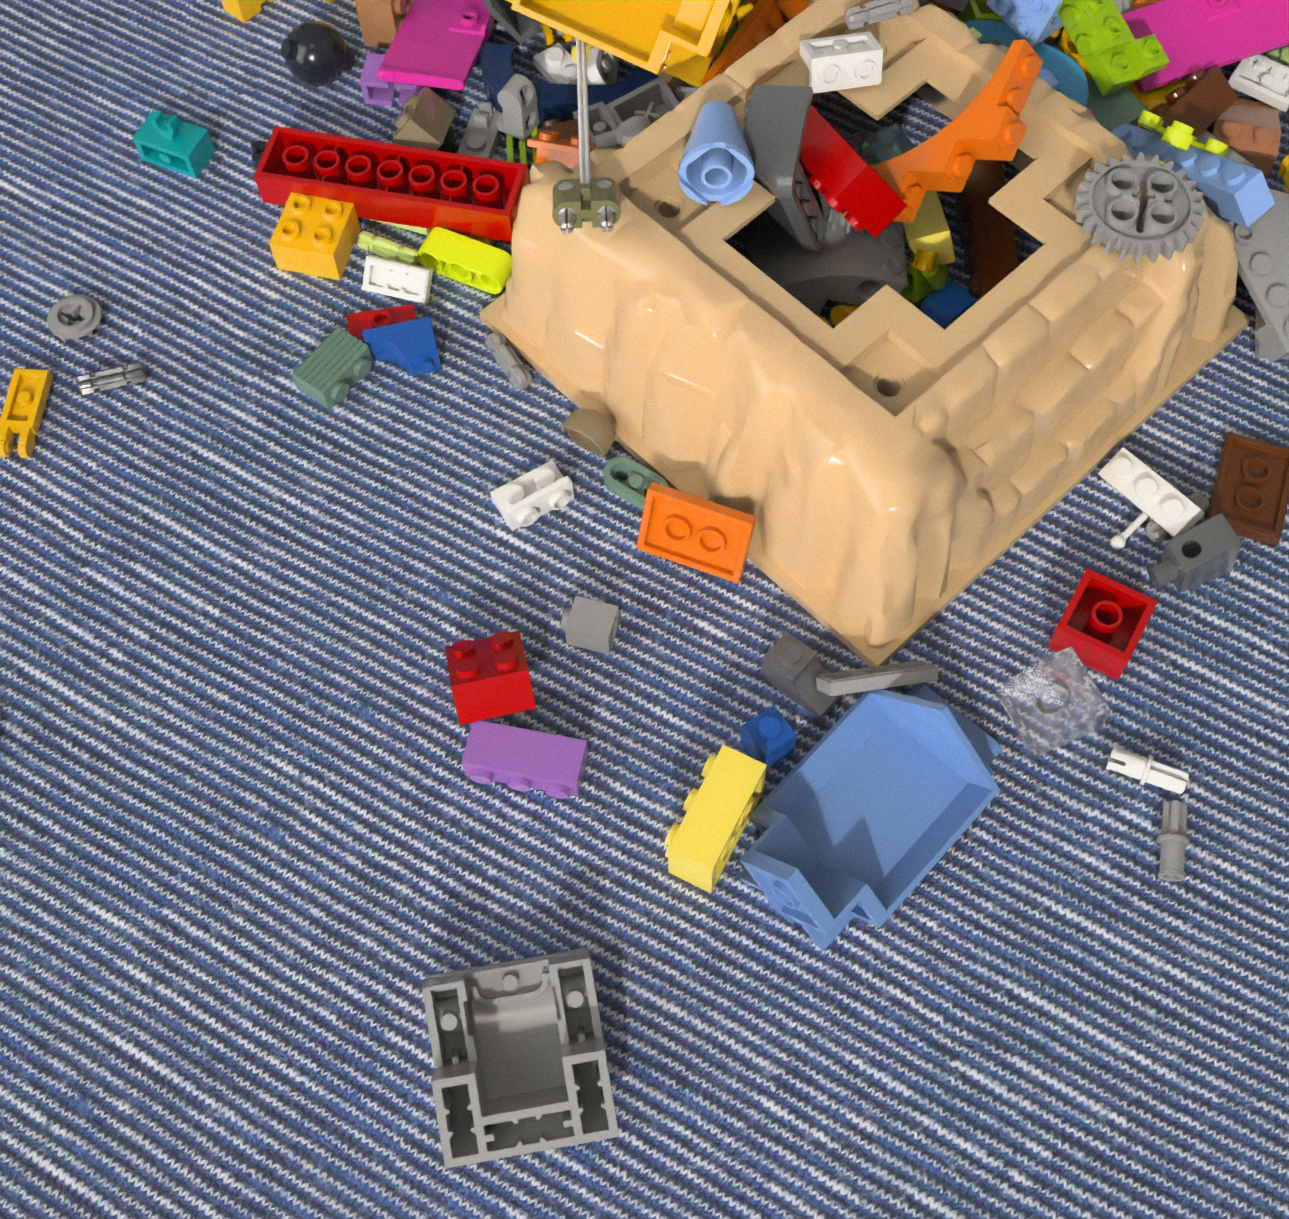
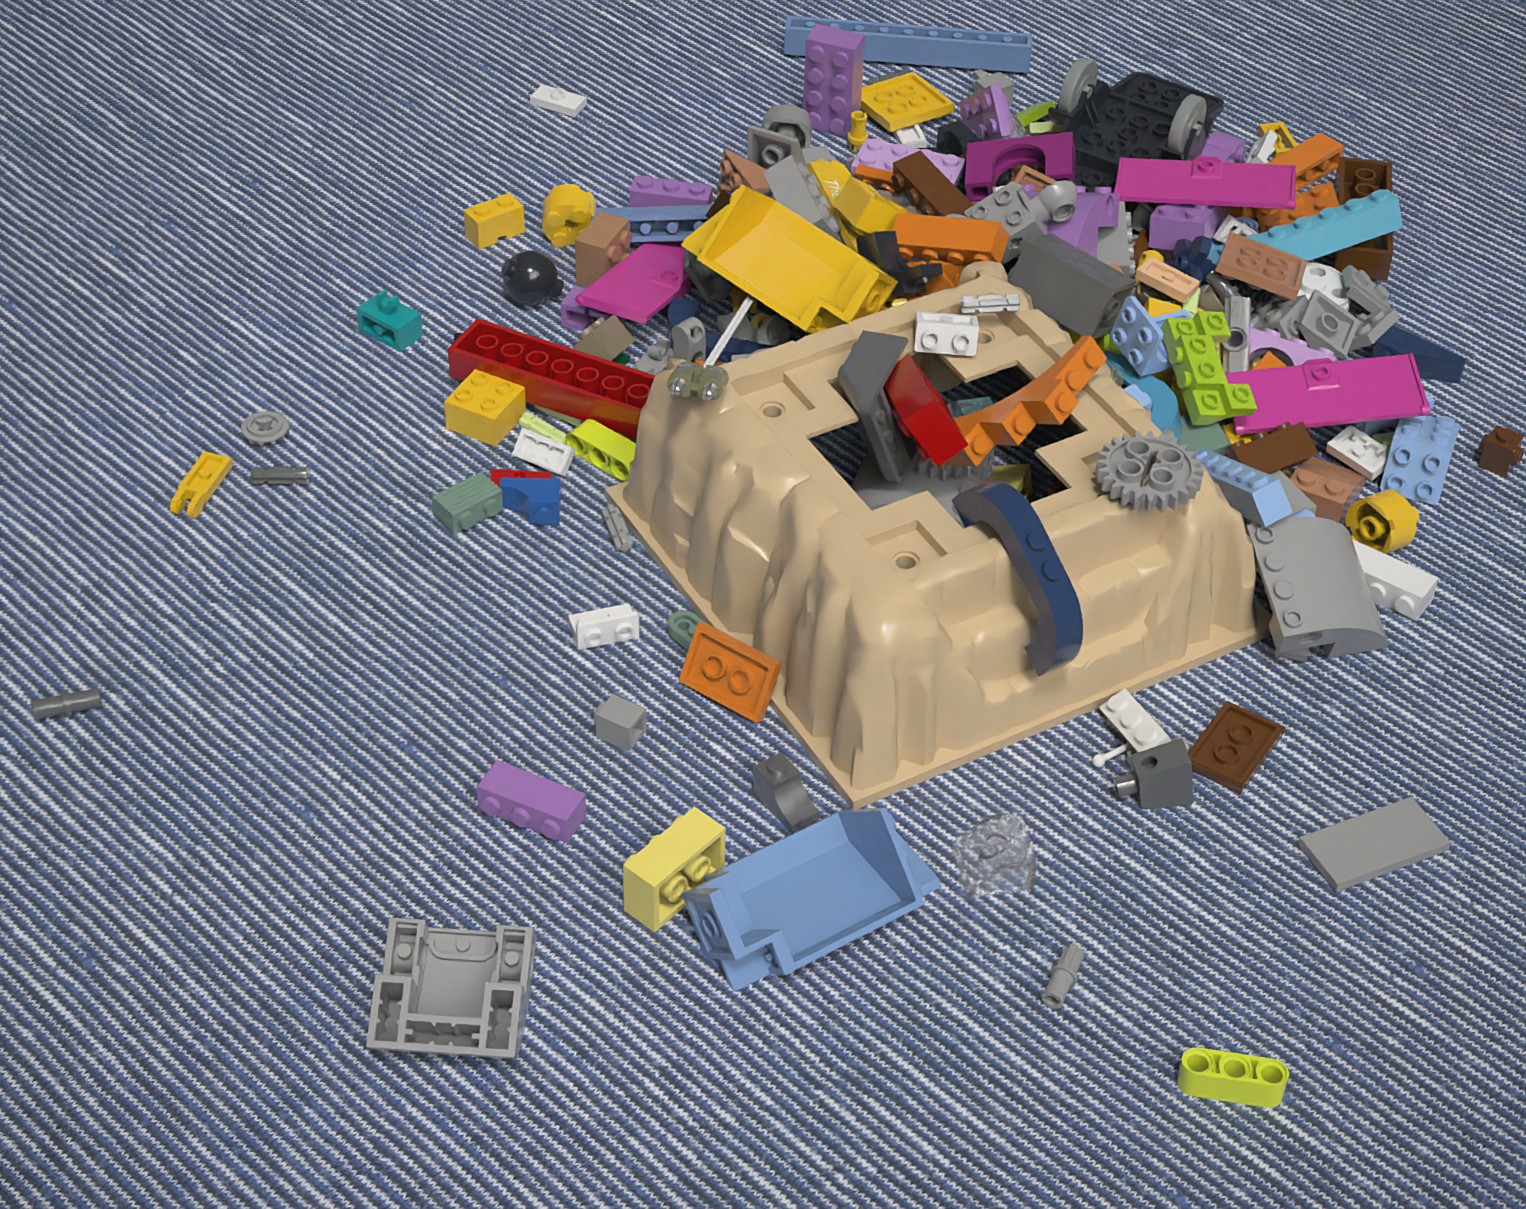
camera: 10 degrees right, 20 degrees down
(489, 677) = (520, 733): red brick -> none
(590, 431) = (667, 586): dark tan hair -> none
(716, 157) = (814, 374): light blue cone -> none
(768, 737) = (742, 828): blue brick -> none
(876, 677) = (839, 802): light grey tile -> none
(1040, 351) = (1038, 566): none -> dark blue arch
(1103, 623) = (1058, 807): red brick -> none
(1148, 770) = (1059, 921): white axle -> none
(1180, 134) = (1224, 447): neon yellow plant -> none

